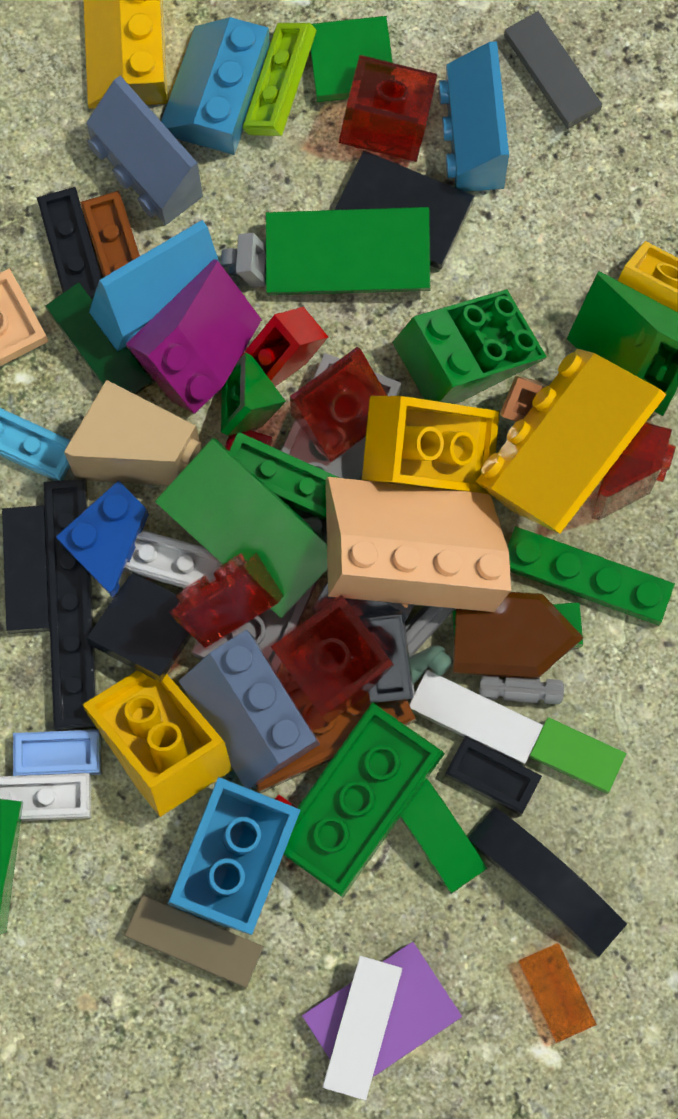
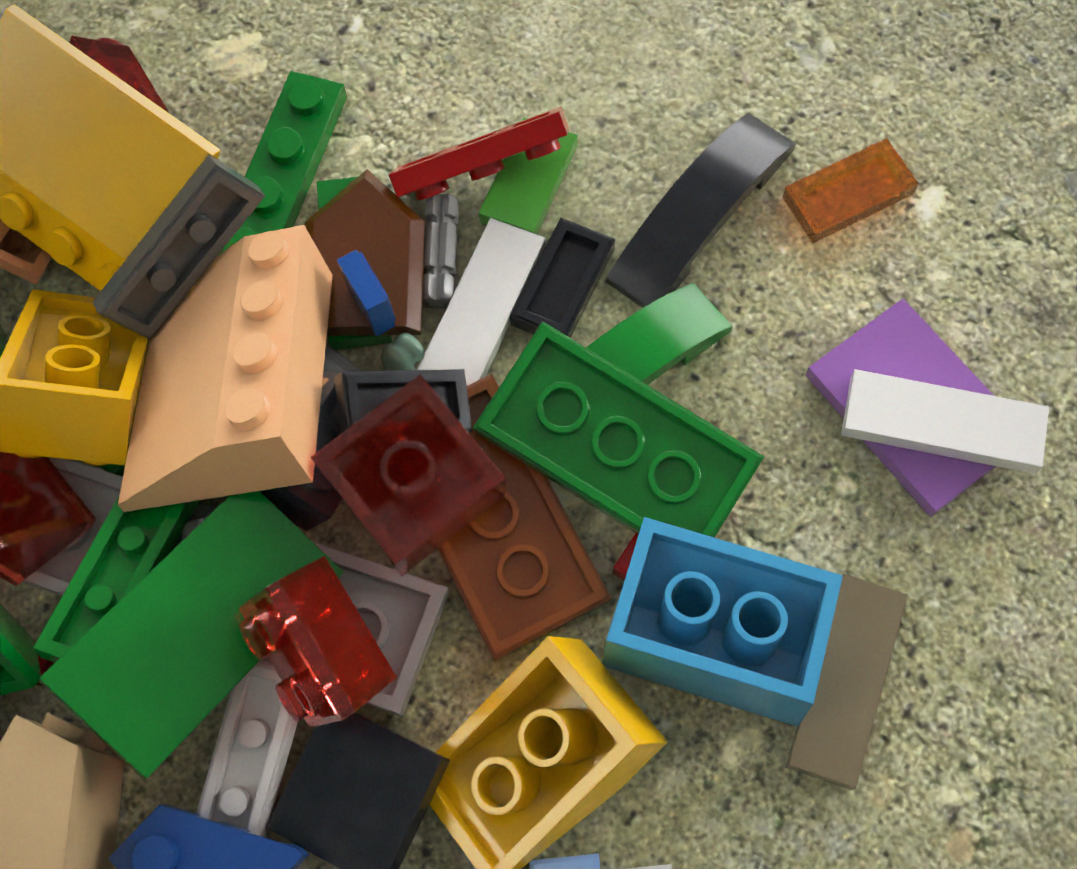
camera: 90 degrees left, 5 degrees down
(249, 709) = (489, 606): sand blue slope -> none
(471, 634) = (367, 292): none -> blue tile
(503, 509) = (178, 247): none -> dark grey tile
(588, 718) = (481, 155): none -> red plate

